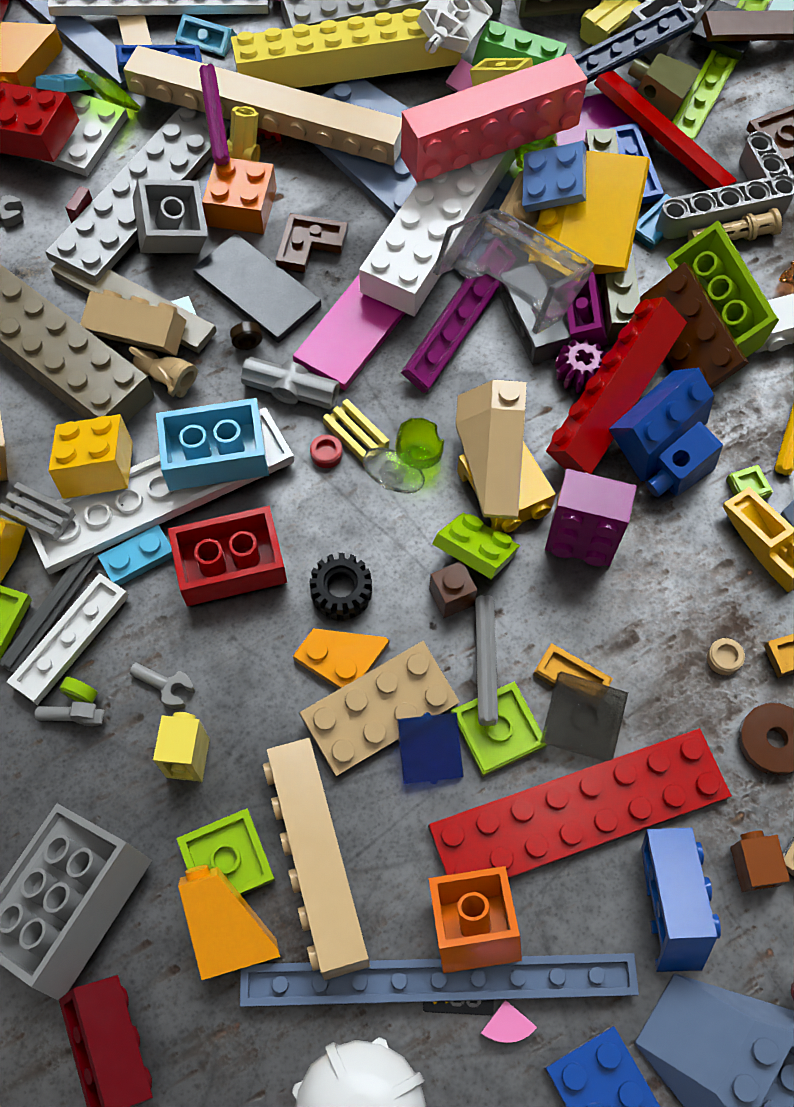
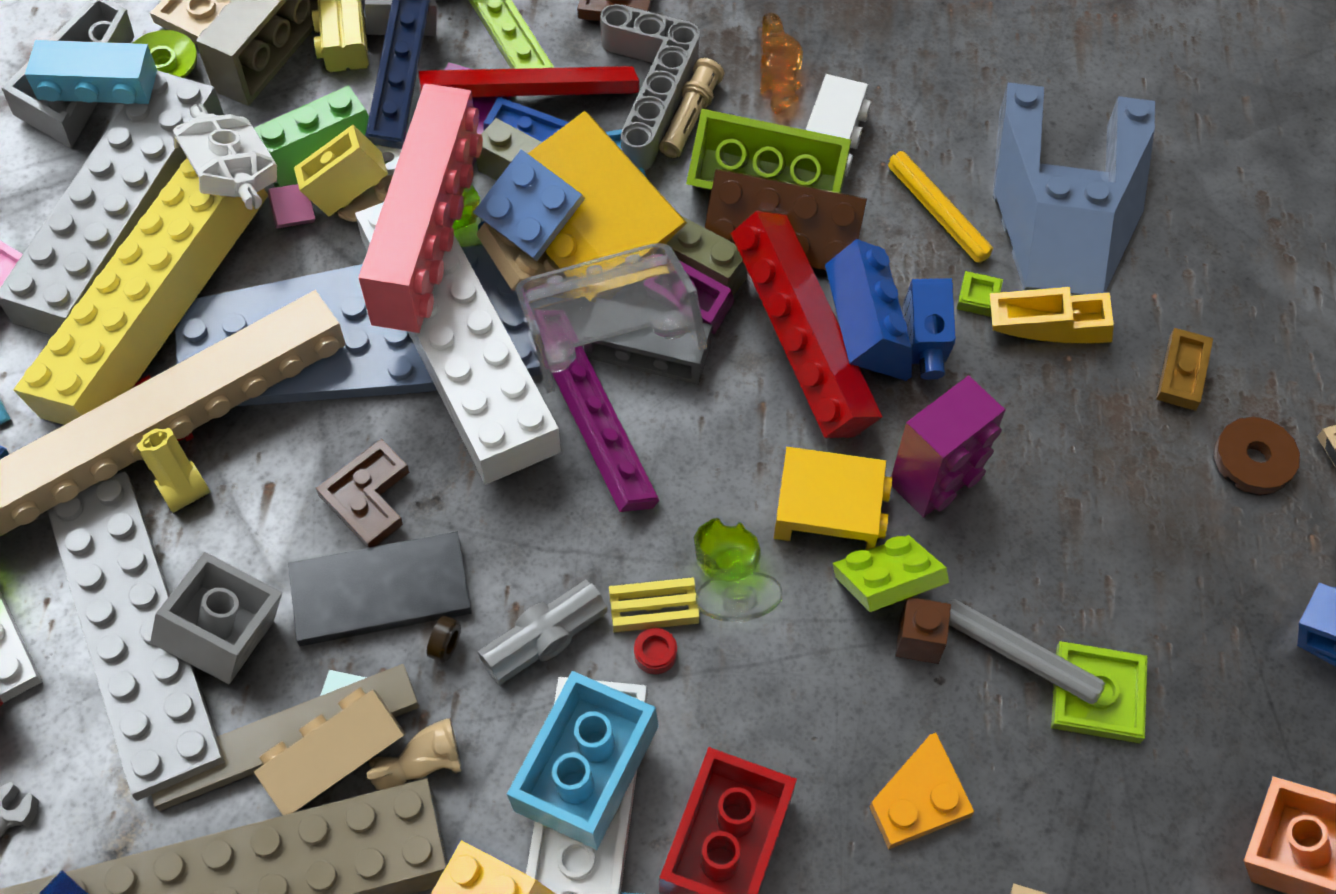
camera: 55 degrees left, 5 degrees down
(78, 202) = (94, 715): tile -> none
(214, 115) = (128, 474): magenta axle -> none
(240, 195) = (243, 521): orange brick -> none
(341, 605) = (849, 716): black tyre -> none
(347, 336) = (523, 534): tile -> none
(366, 711) = (1010, 795): tan plate -> none
(430, 748) = (1087, 771): clear blue piece -> none
(492, 438) = (784, 467): tan wedge -> none
(559, 660) = (1084, 585): tile -> none
(578, 363) = (744, 340): magenta gear -> none
(583, 809) = (1231, 682): red plate -> none
(584, 717) = (1142, 602): clear smoke tile -> none
(664, 82) = (471, 41): olive torso -> none
(725, 656) = (1146, 438): tan tile -> none

